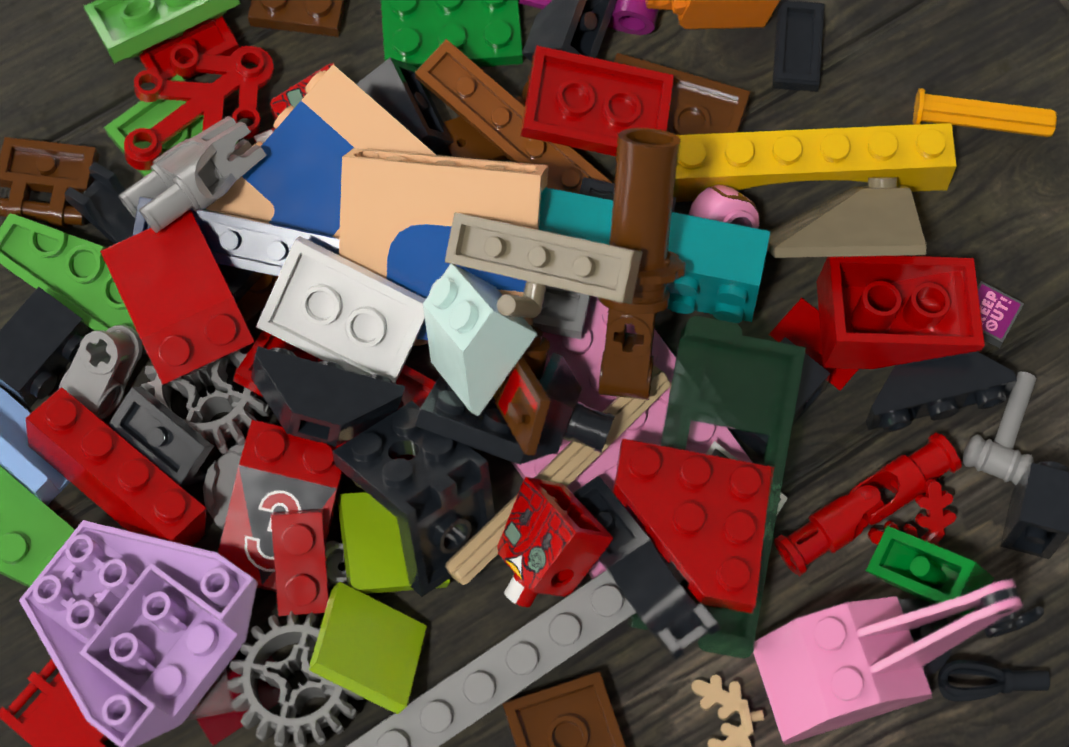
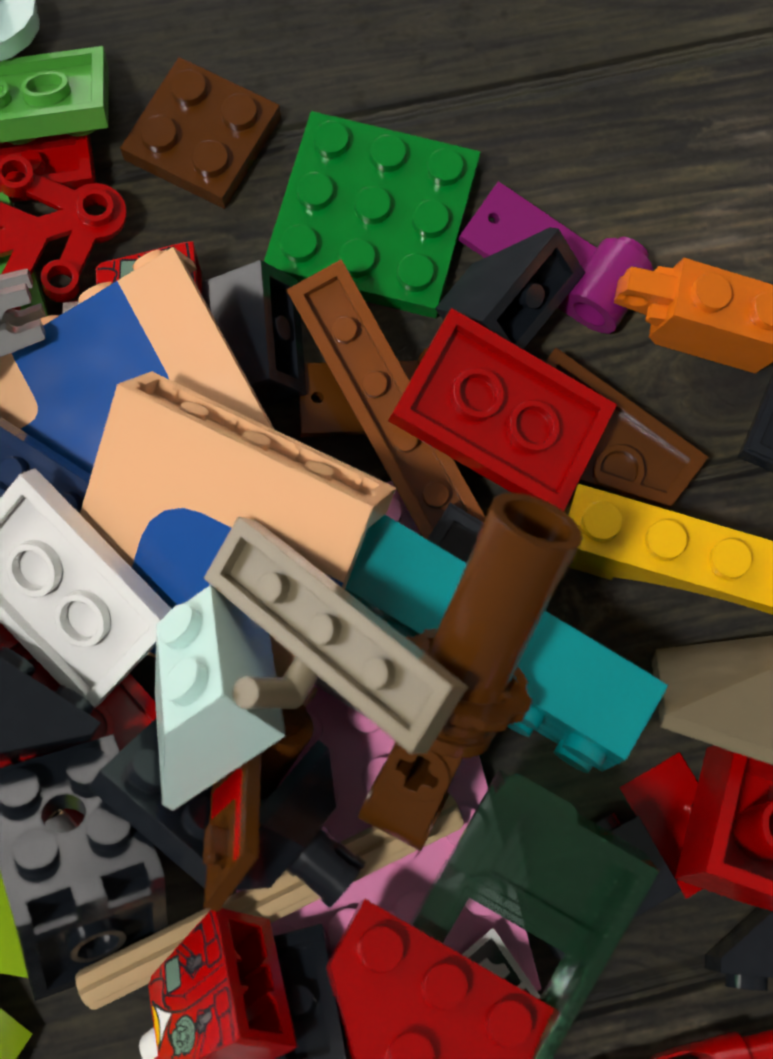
camera: 15 degrees right, 5 degrees up
(725, 205) = (617, 614): bright pink head -> none

